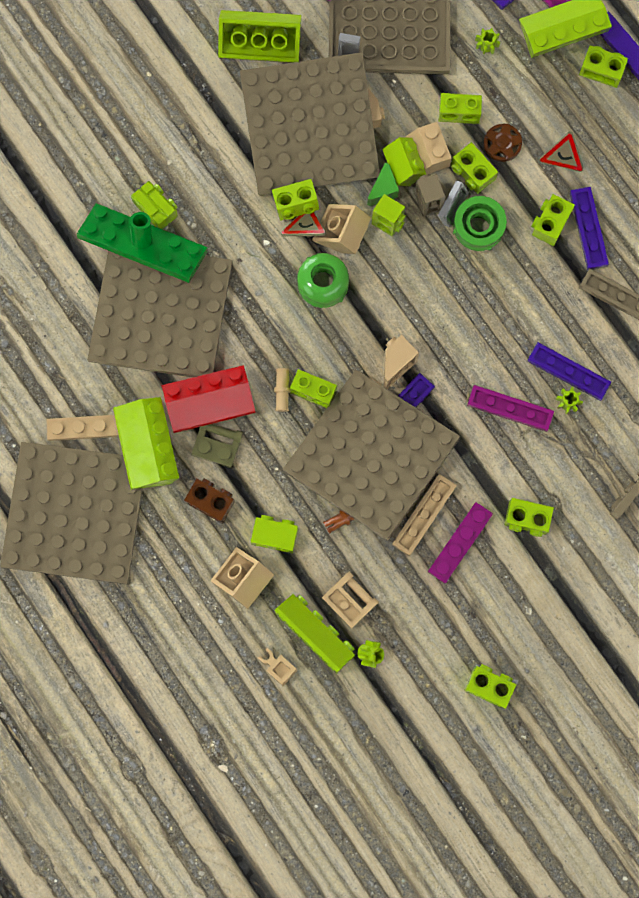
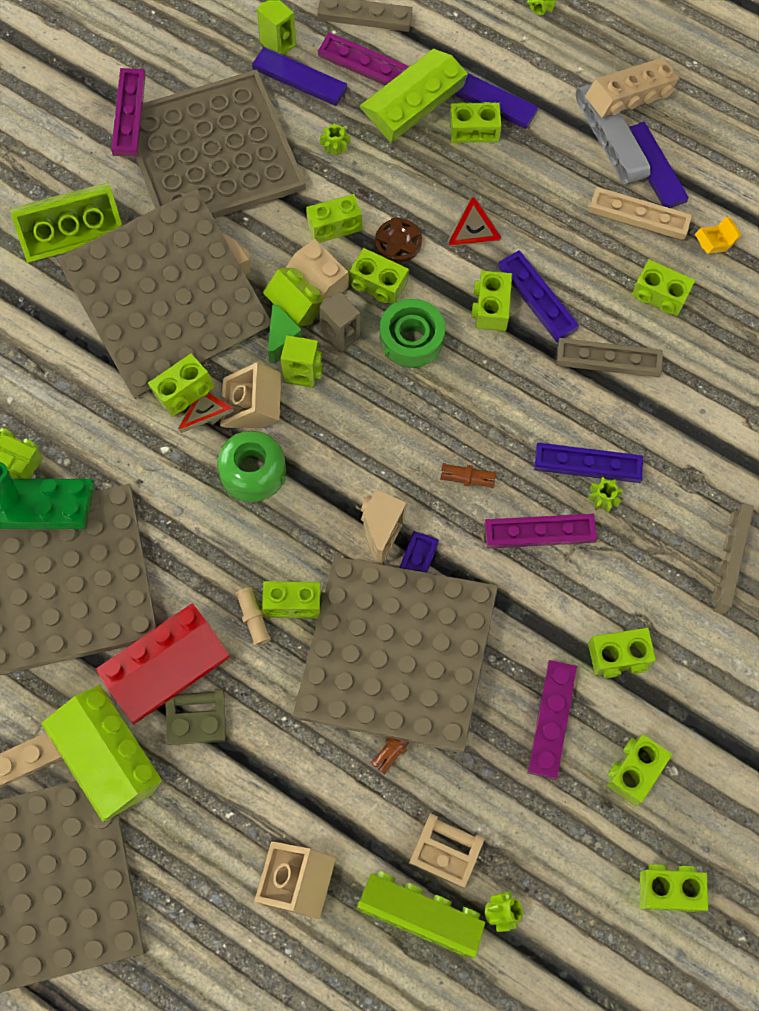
camera: 25 degrees left, 10 degrees down
(207, 504) = (211, 802): reddish brown brick -> none
(274, 534) = (315, 804): lime brick -> none
(279, 668) = (393, 984): tan plate -> none
(348, 44) = (176, 185): light grey tile -> none
(424, 515) = (493, 703): tan plate -> none
(454, 200) = (370, 324): light grey tile -> none
(476, 347) = (468, 475): none -> dark orange pin
(506, 604) = (643, 773): none -> lime brick

